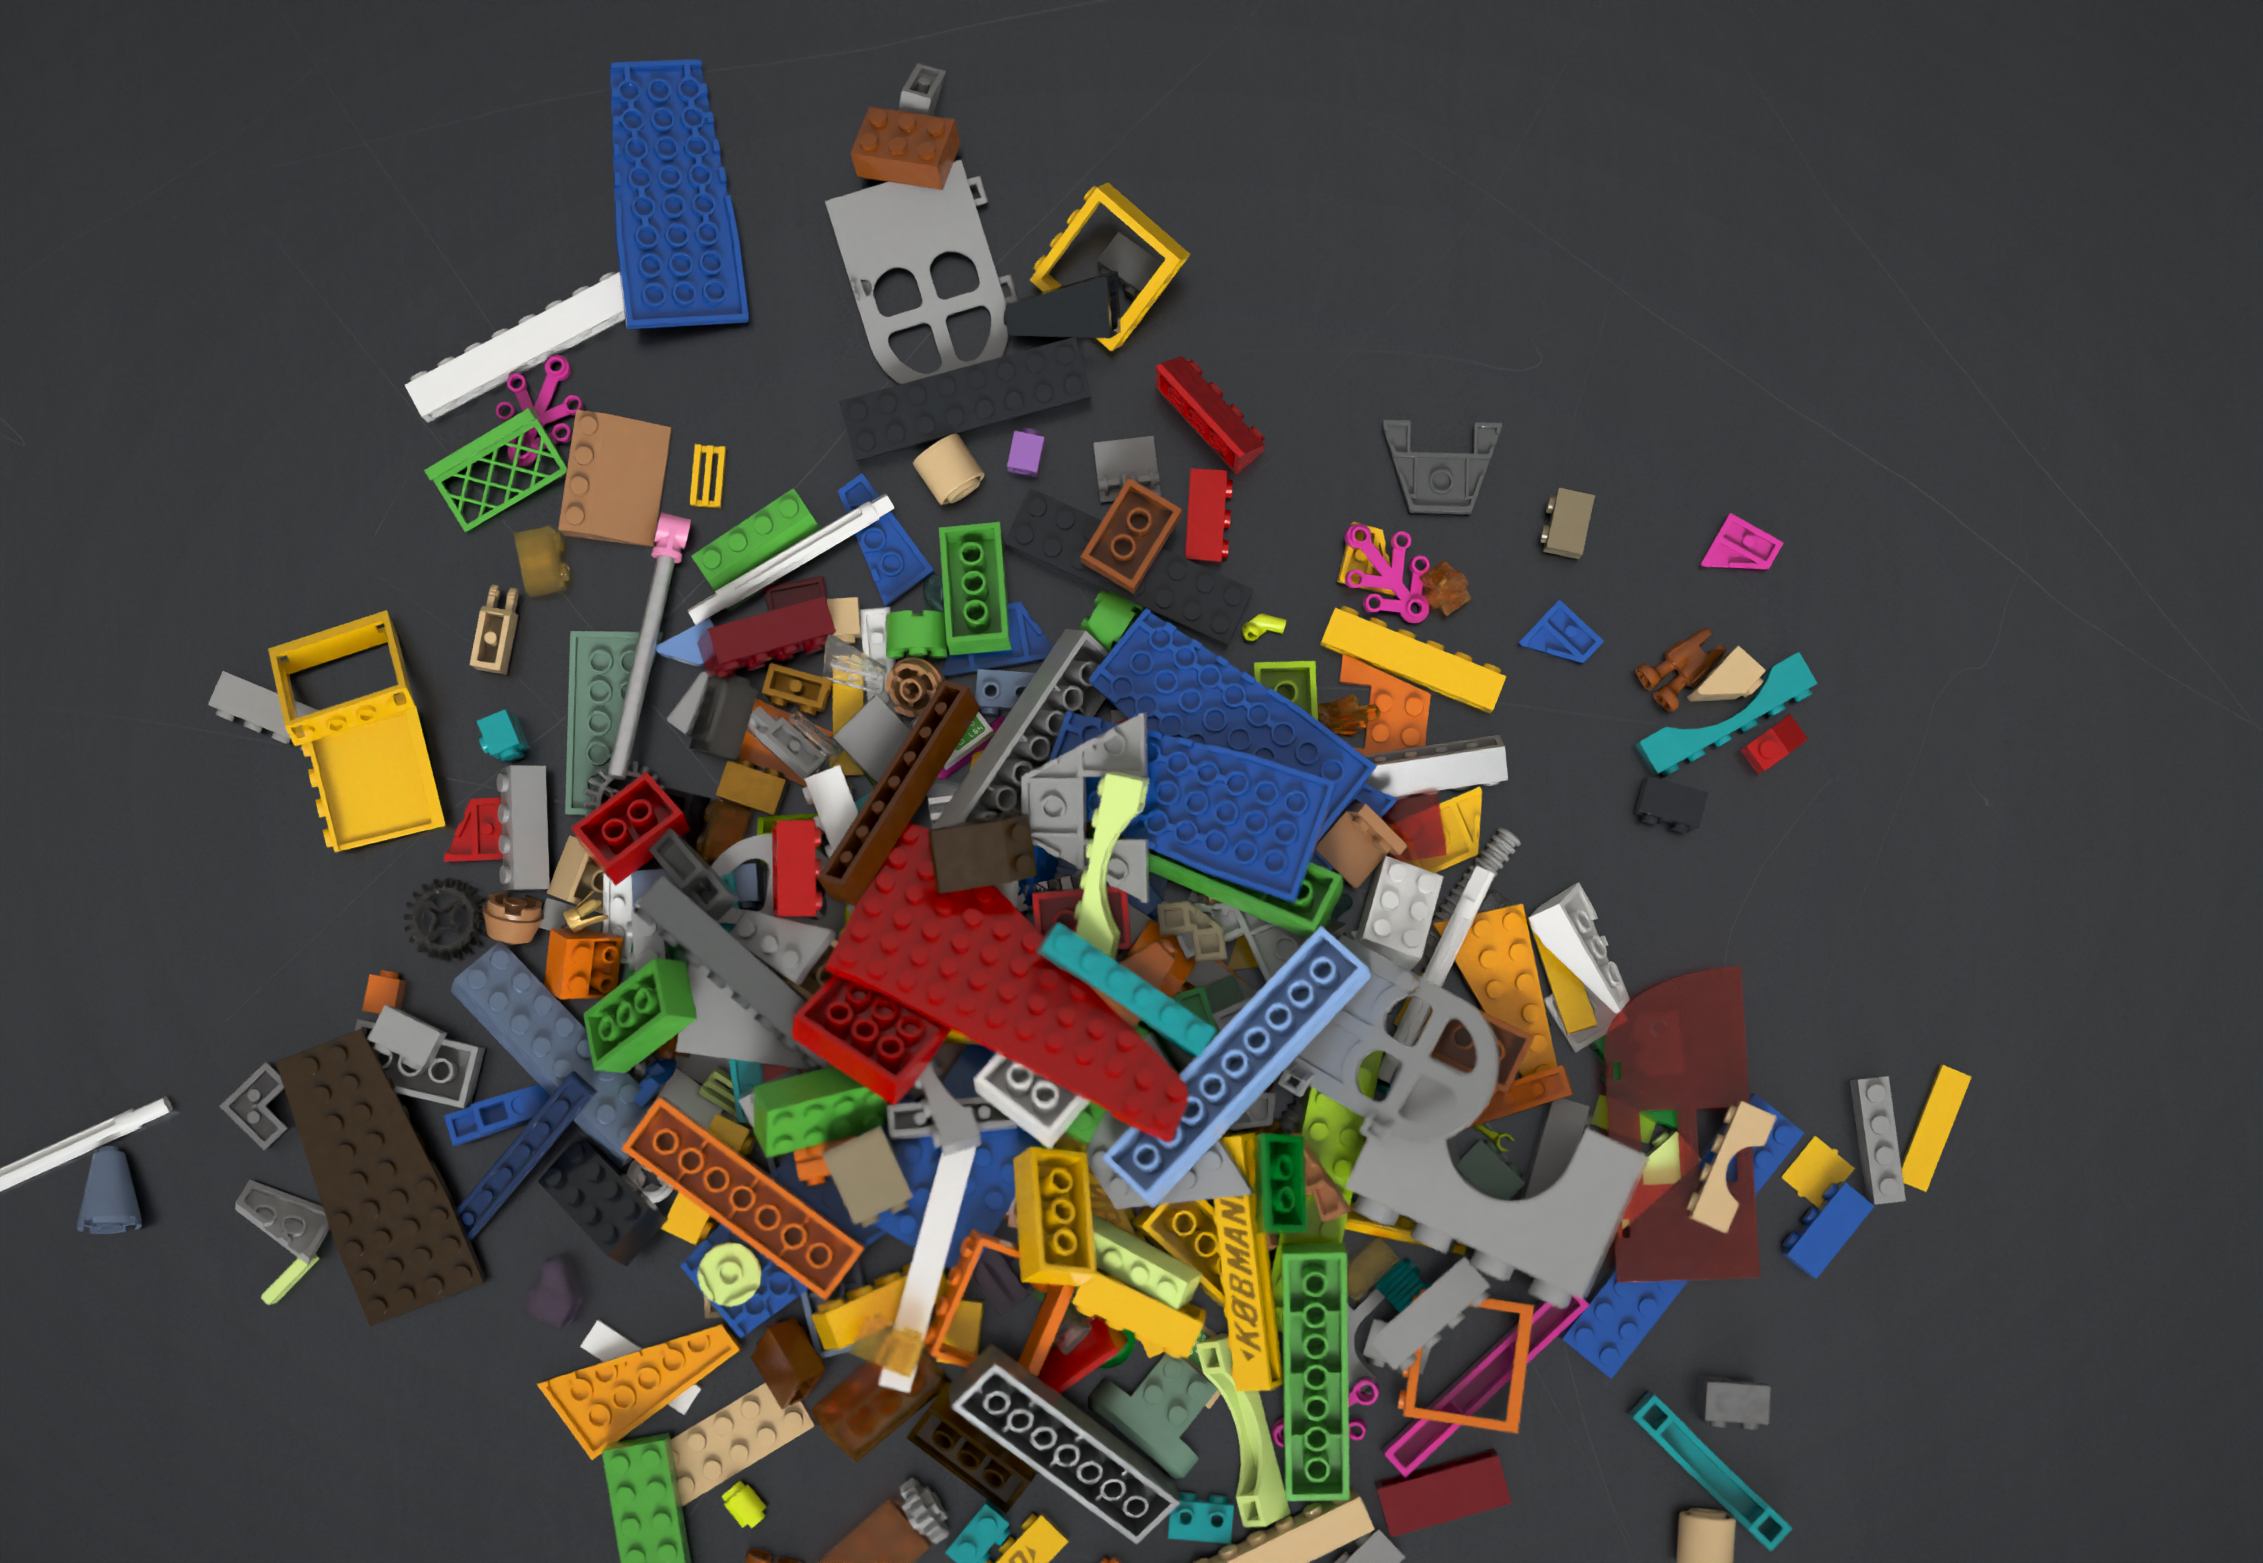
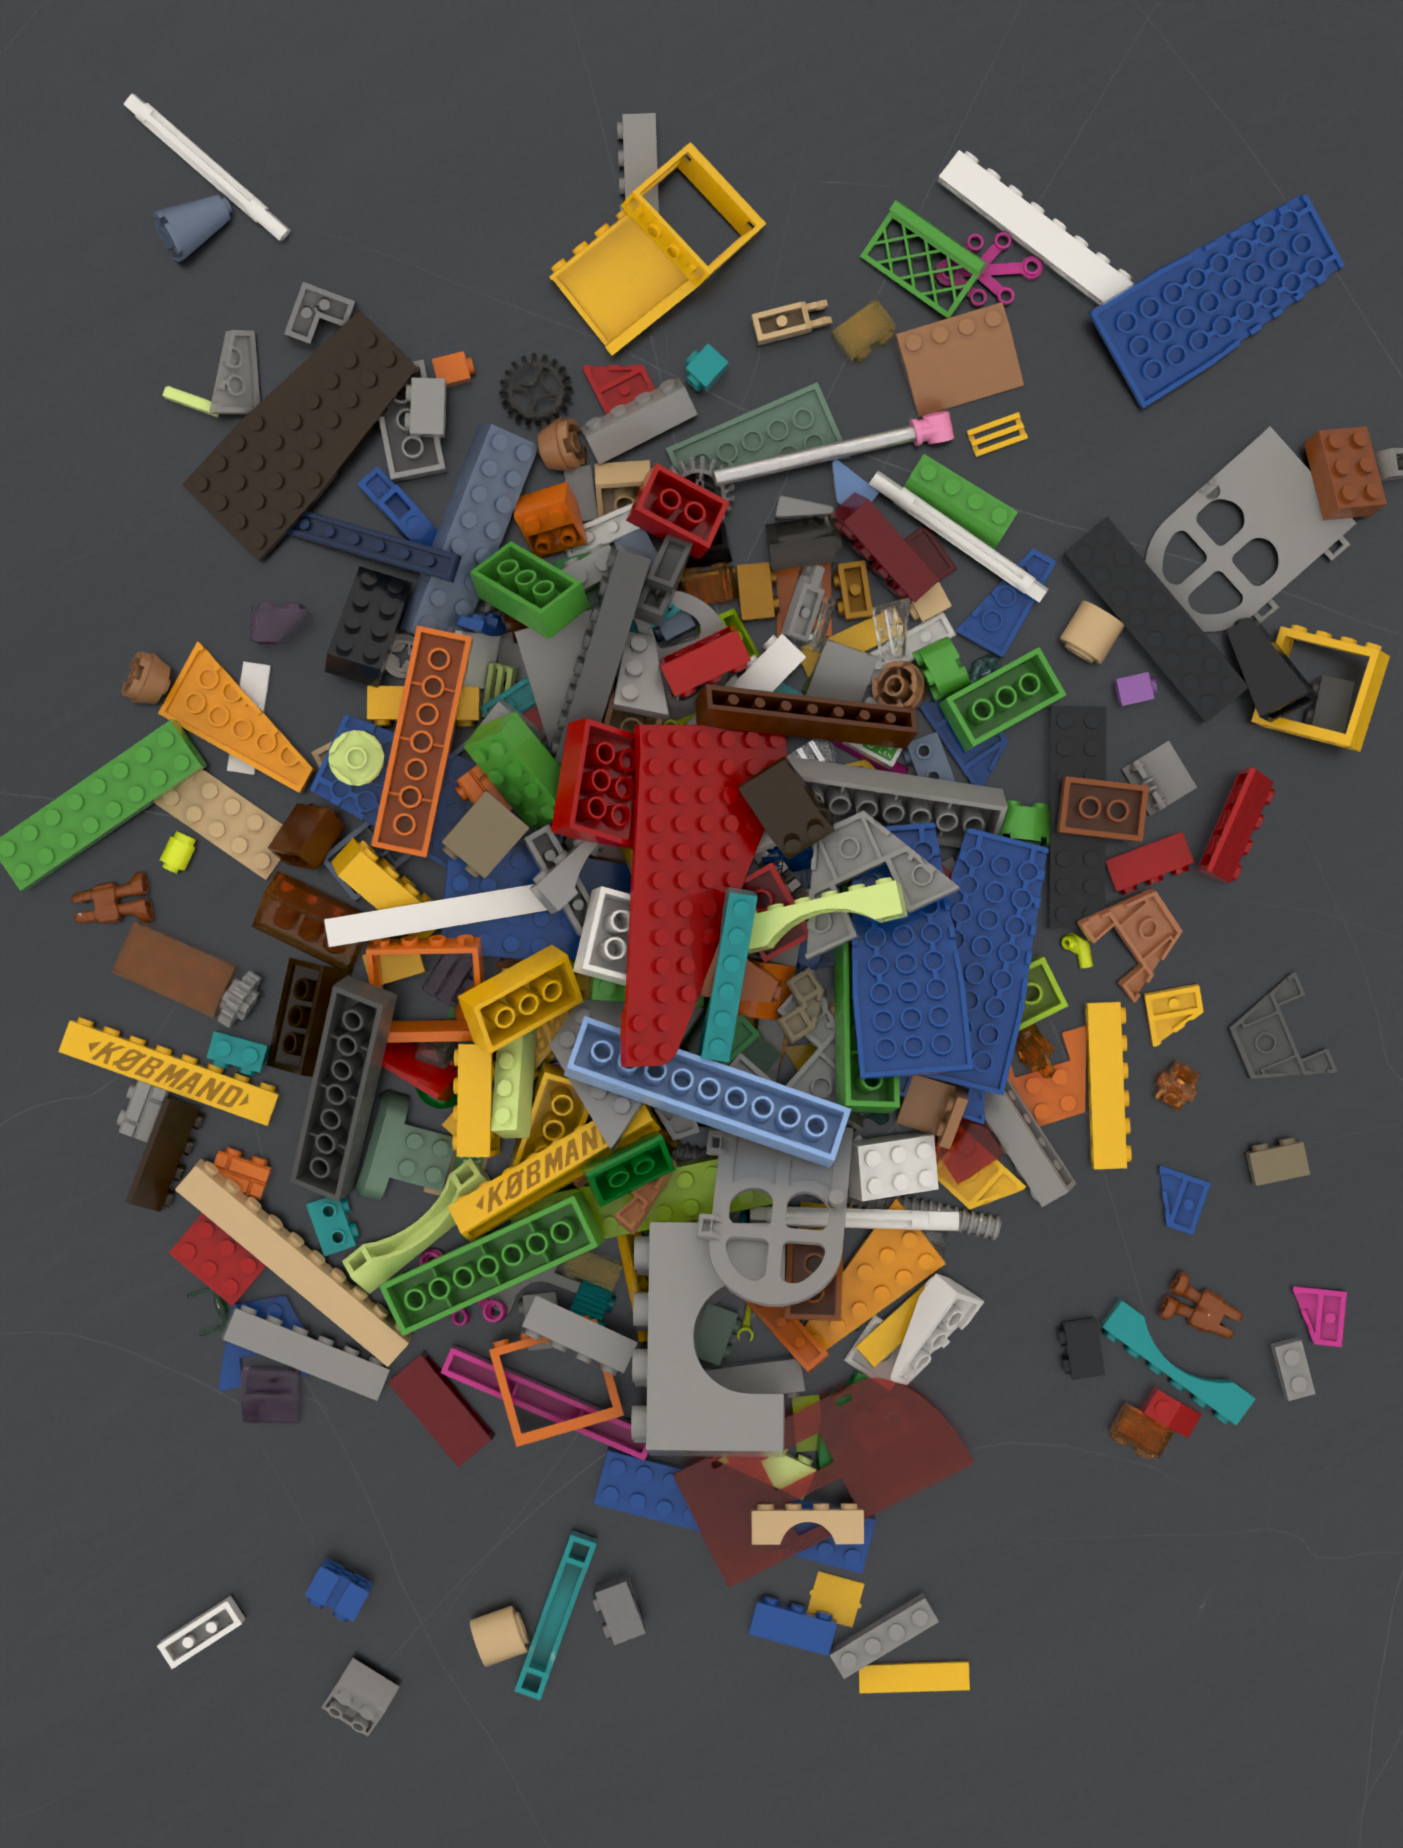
camera: 65 degrees right, 5 degrees up
(550, 1455) = (146, 679): none -> medium nougat cone
(576, 916) = (586, 497): pearl gold piece -> none
(888, 1346) = (357, 914): clear yellow brick -> none
(1270, 550) = (1146, 930): none -> nougat wing
(1390, 577) = (1166, 1036): dark pink plant -> none
(1731, 678) = (1207, 1352): tan slope -> none
(1781, 782) = (1141, 1431): none -> clear orange brick
(1784, 601) = (1292, 1369): none -> light grey brick

